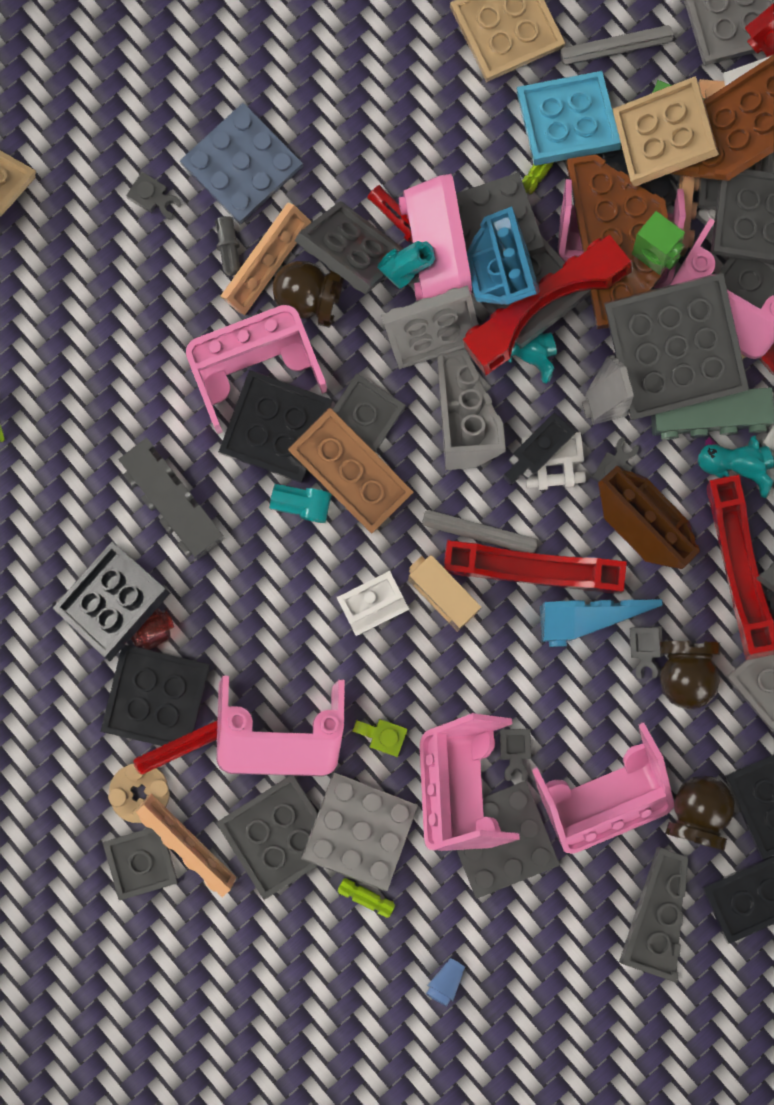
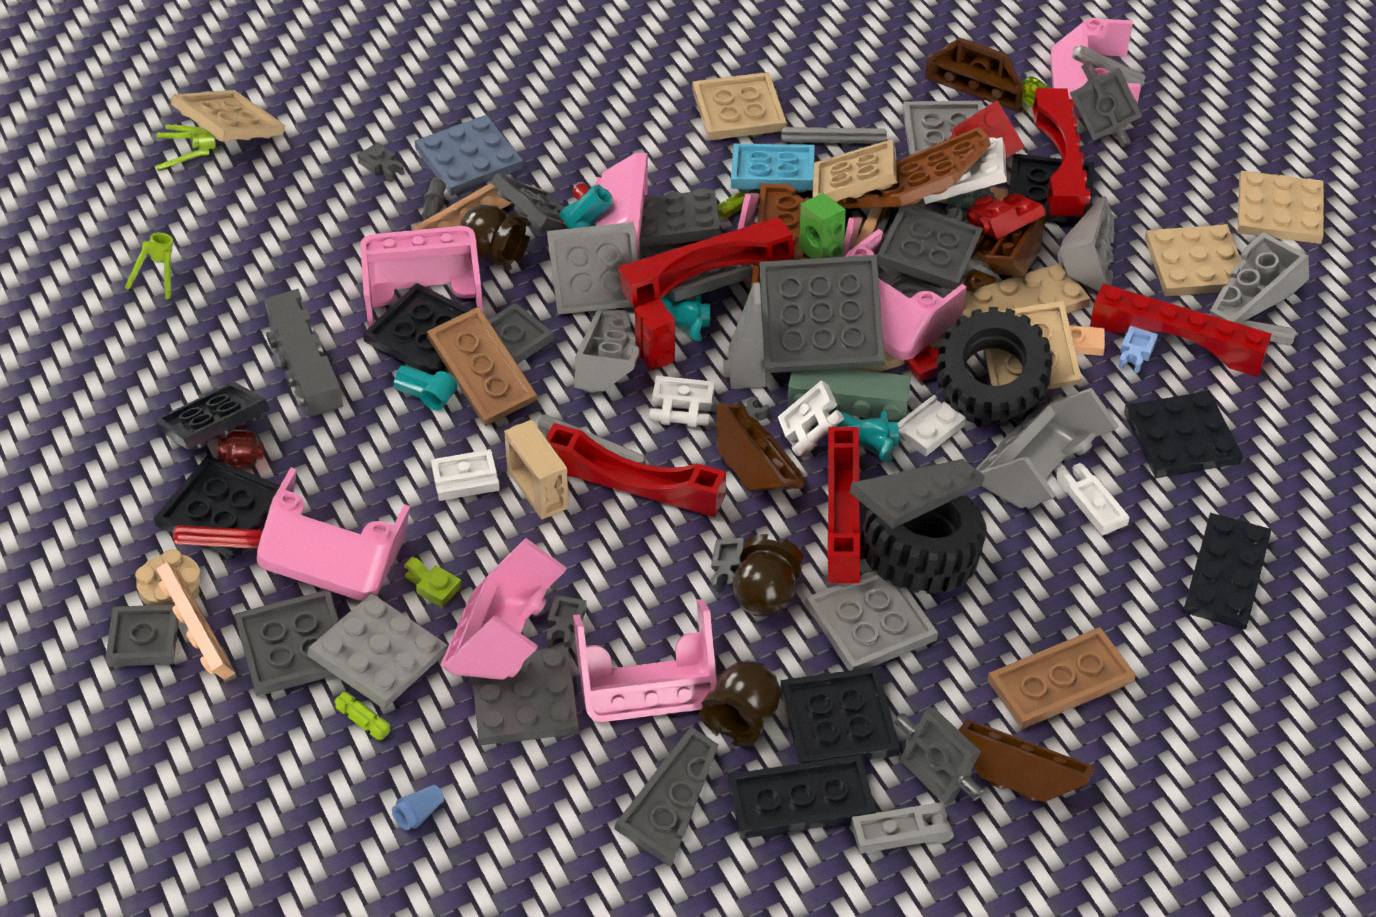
camera: 15 degrees right, 35 degrees down
(501, 261) = (674, 220): dark azure wedge -> none
(511, 393) = (655, 334): none -> red brick
(539, 448) = (667, 380): black hinge -> none
(574, 619) = (669, 518): dark azure wedge -> none
(681, 454) = (805, 413): none -> white plate

